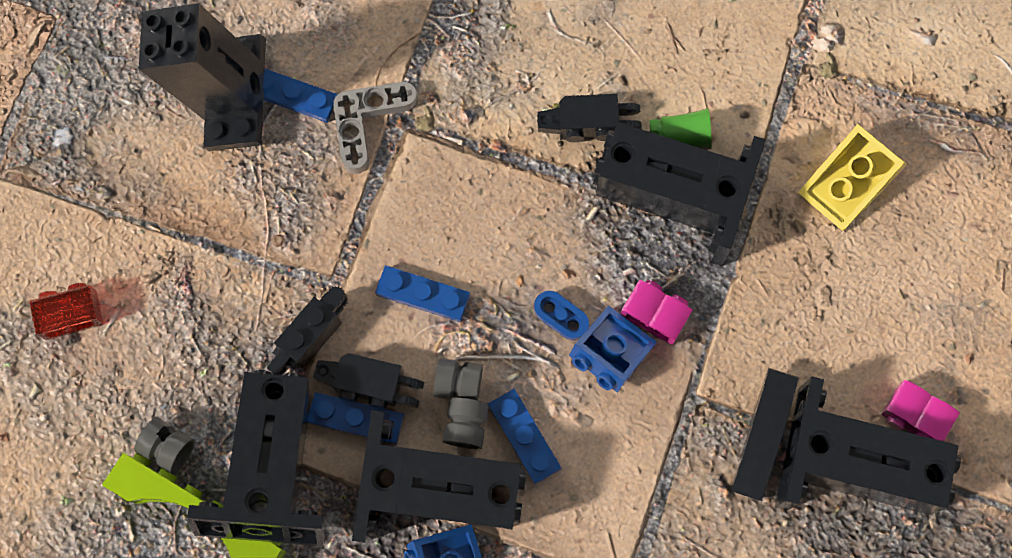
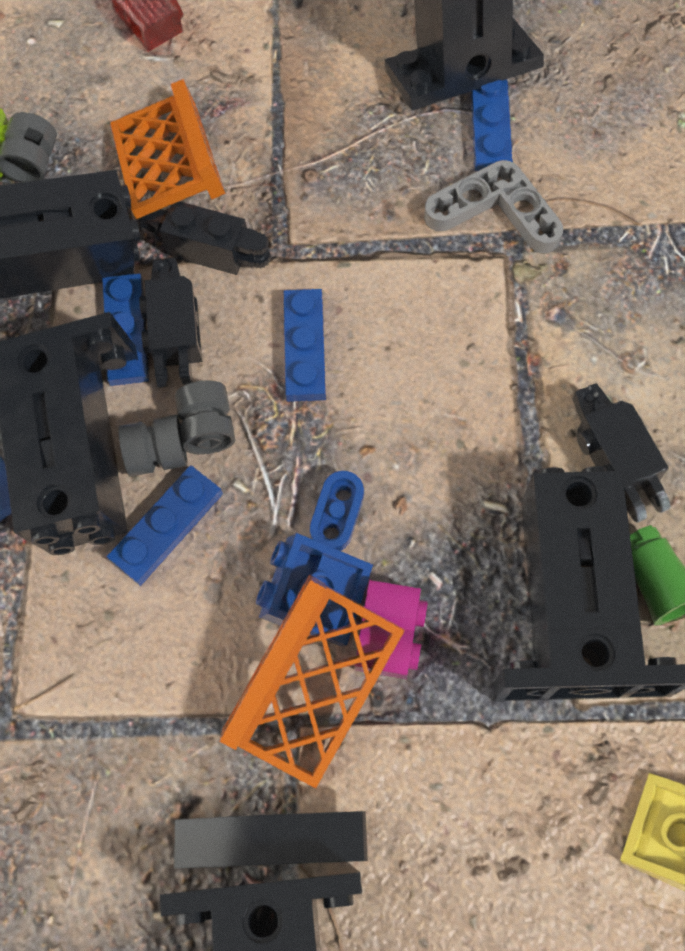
camera: 70 degrees right, 5 degrees down
(220, 311) = (189, 141): none -> orange fence
(654, 381) = (277, 662): none -> orange fence

